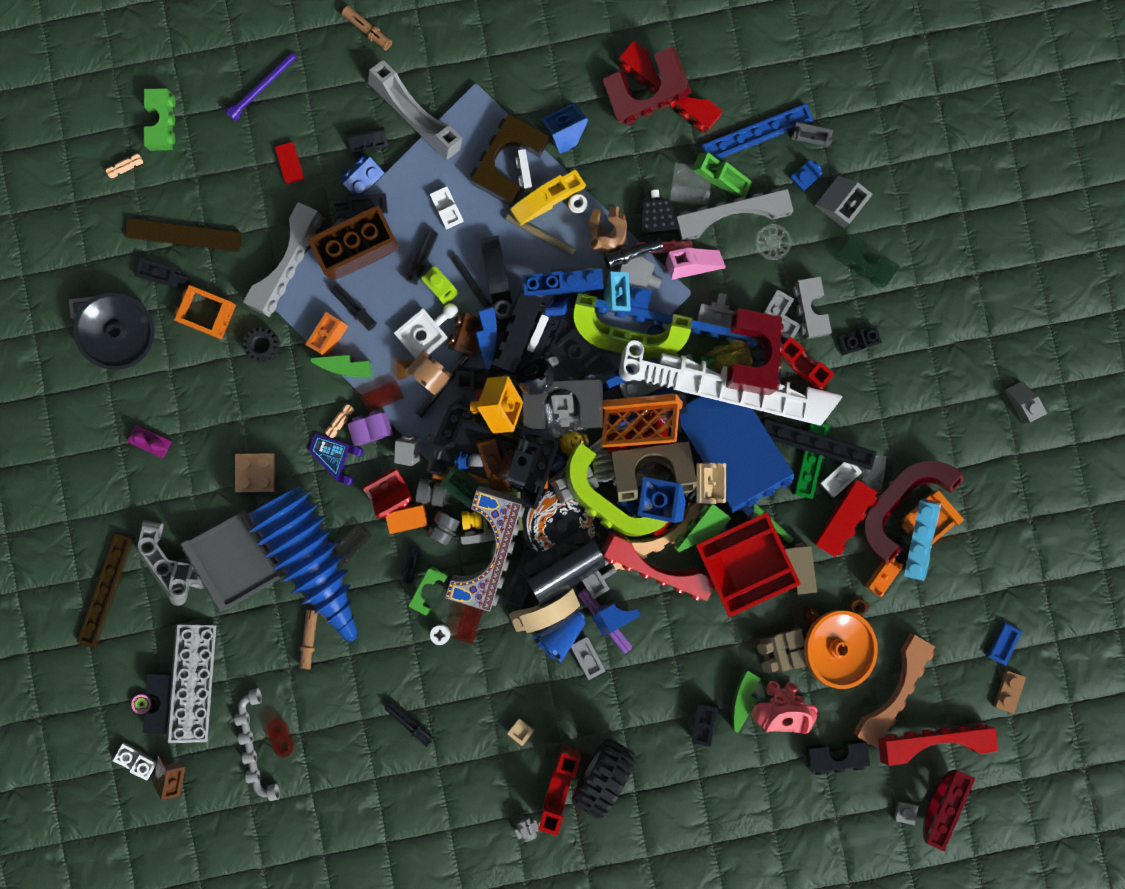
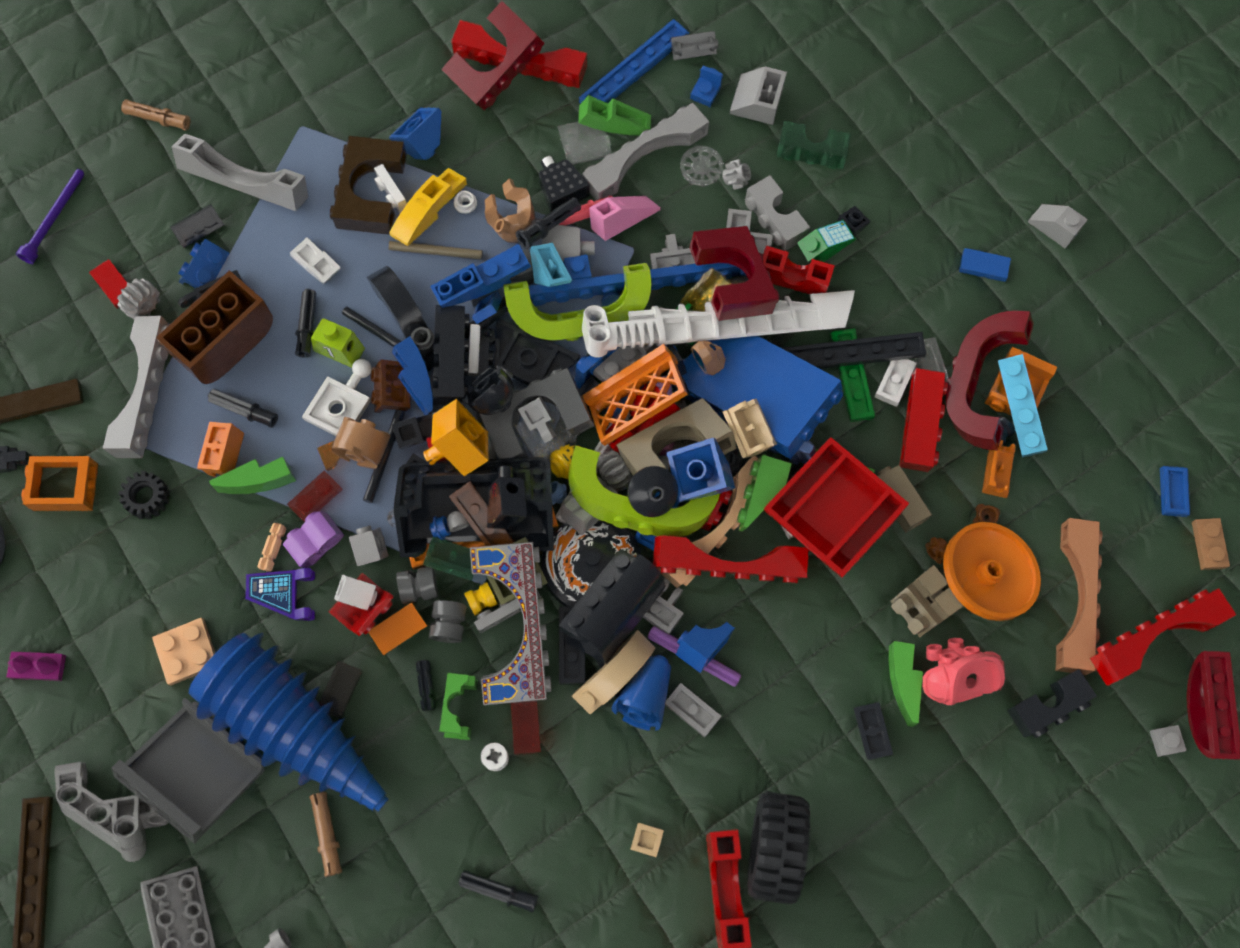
camera: 20 degrees left, 15 degrees down
(305, 187) = (138, 298): none -> light grey gear
(386, 483) = (356, 593): none -> white brick
(619, 496) = (641, 490): none -> black dish
(707, 411) = (709, 357): none -> medium nougat rock
(796, 263) = (736, 174): none -> light grey gear
(838, 349) = (826, 241): none -> green slope
(953, 413) = (984, 264): none -> blue tile

